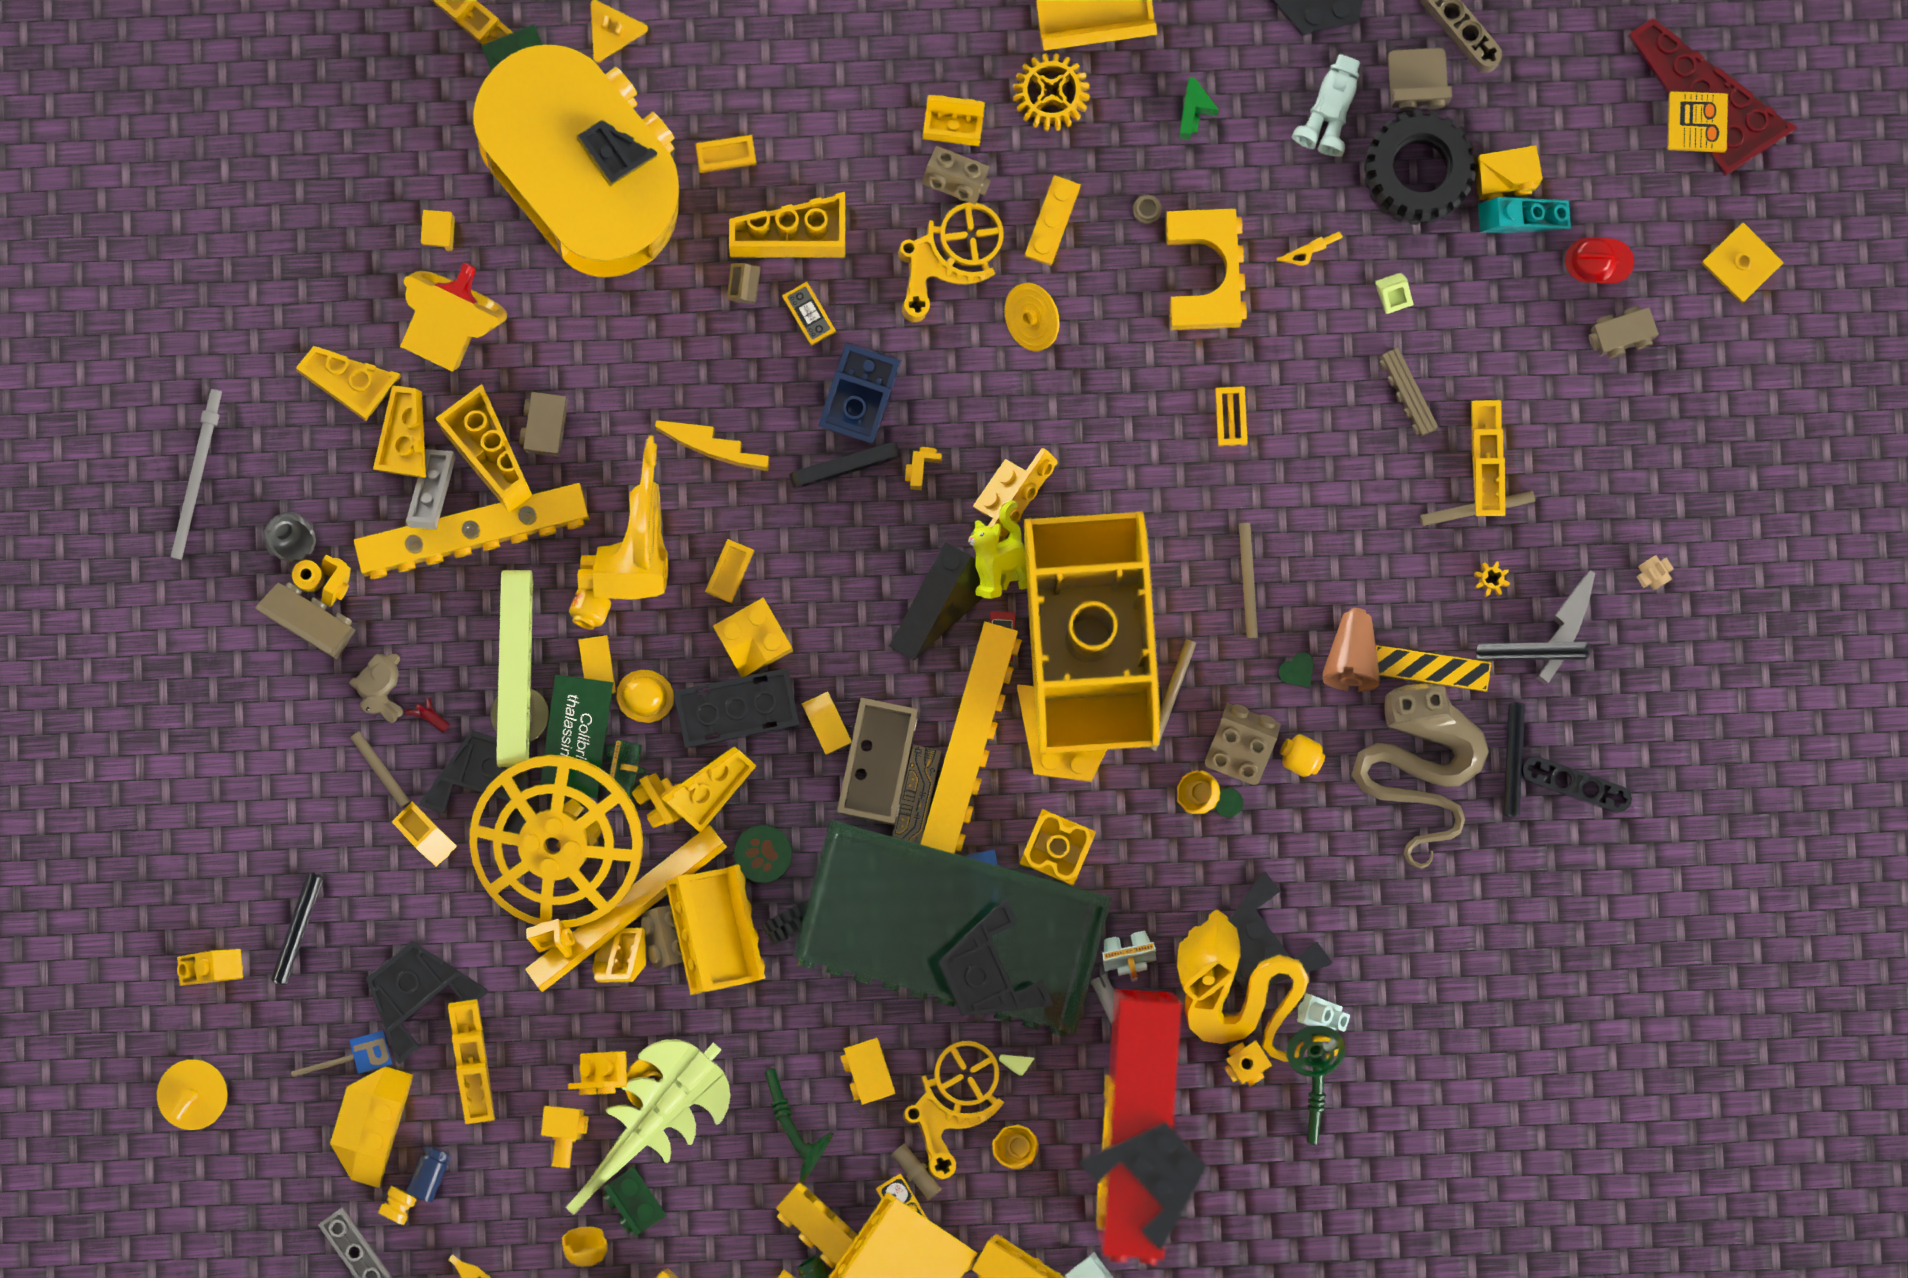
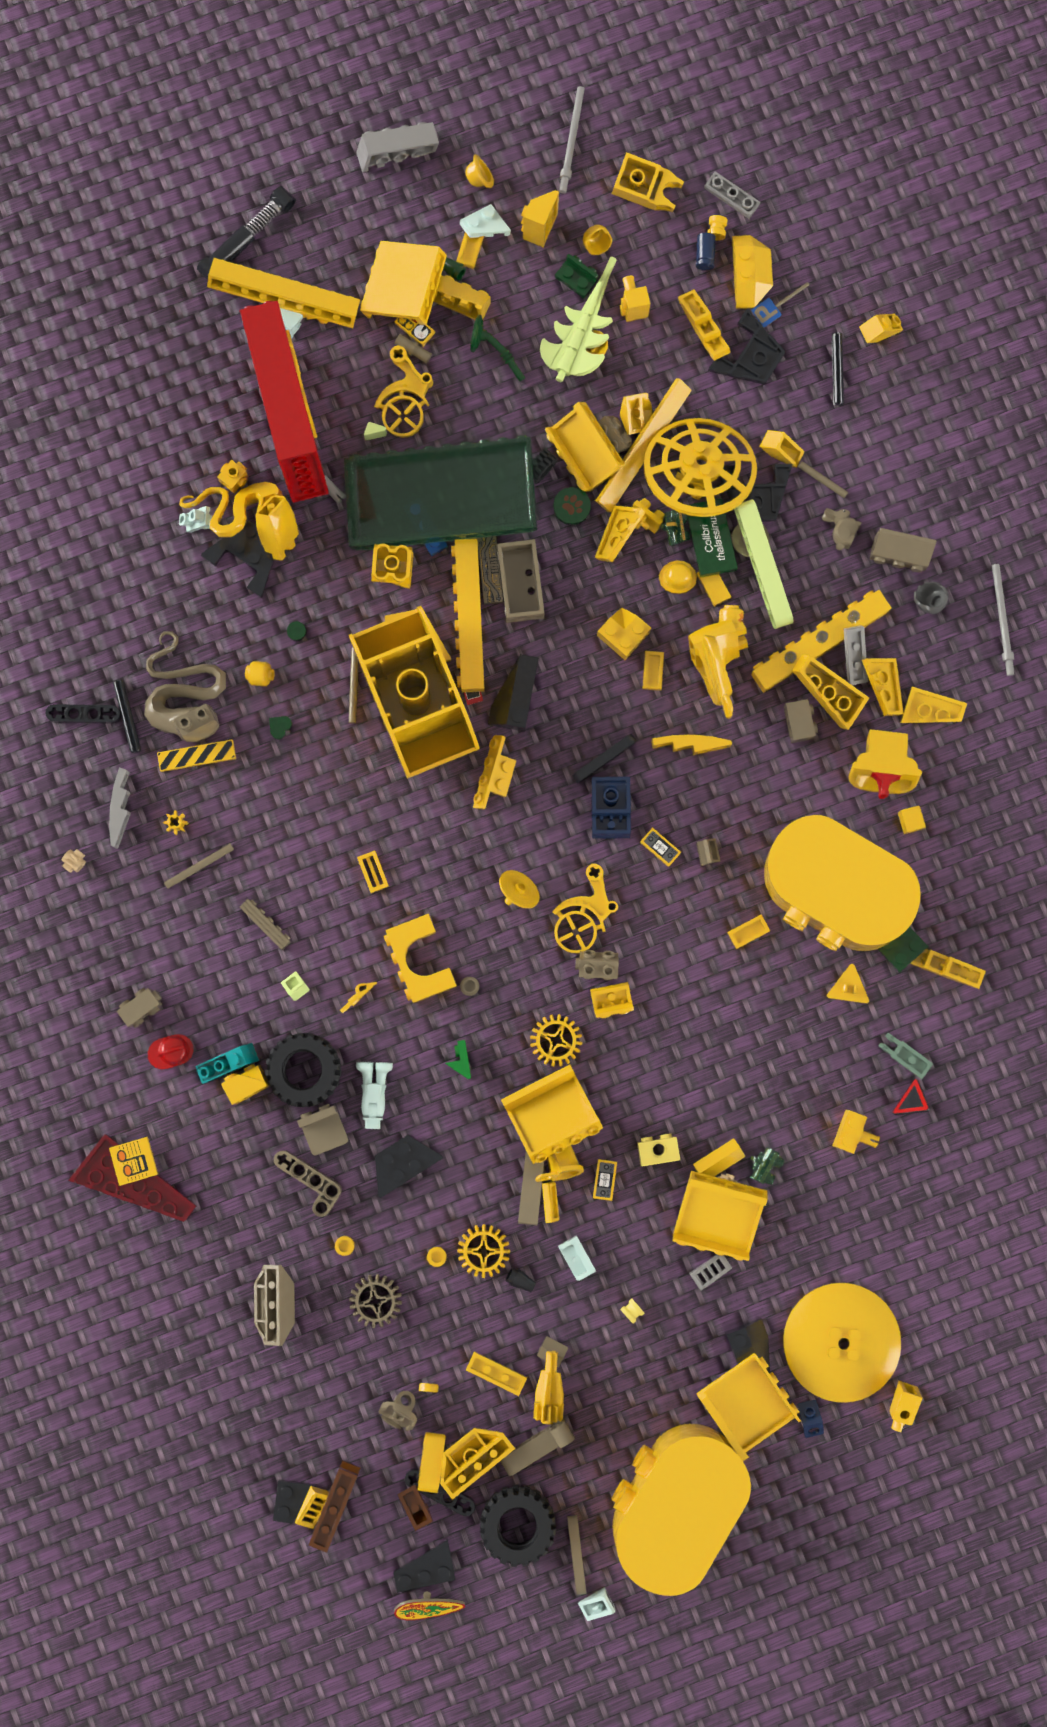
camera: 160 degrees right, 0 degrees up
(192, 1094) = (863, 252): yellow shield -> none
(314, 582) = (909, 583): yellow brick -> none
(339, 577) = (891, 579): yellow bracket -> none
(429, 715) = (804, 521): dark red bar -> none
(551, 935) = (682, 413): yellow bracket -> none
(601, 1073) = (622, 339): yellow bracket -> none
(613, 152) = (820, 886): black wing -> none
(736, 708) = (618, 586): black piece -> none
(792, 231) = (687, 894): yellow wedge -> none
(826, 723) = (560, 596): yellow slope -> none
(868, 1071) = (462, 396): yellow brick -> none
(914, 471) = (559, 770): yellow bracket -> none
(978, 975) = (414, 466): black wing -> none
(1001, 561) = (490, 729): neon yellow animal -> none
(1015, 1147) = (358, 380): yellow hair -> none
(1052, 220) = (527, 959): yellow plate -> none
(1129, 959) = (335, 514): light aqua hips -> none
(1162, 1166) = (258, 361): black wing -> none
(1198, 792) = (316, 629): yellow hair -> none
(1242, 744) = (298, 670): dark tan bracket -> none
(1248, 581) = (328, 772): dark tan bar -> none
(1321, 1066) = (190, 489): dark green dish -> none
(1353, 654) = (247, 747): nougat cone -> none
(1488, 458) = (202, 899): yellow slope -> none
(1533, 651) = (134, 783): black axle -> none
(1742, 262) = (78, 1080): yellow plate -> none

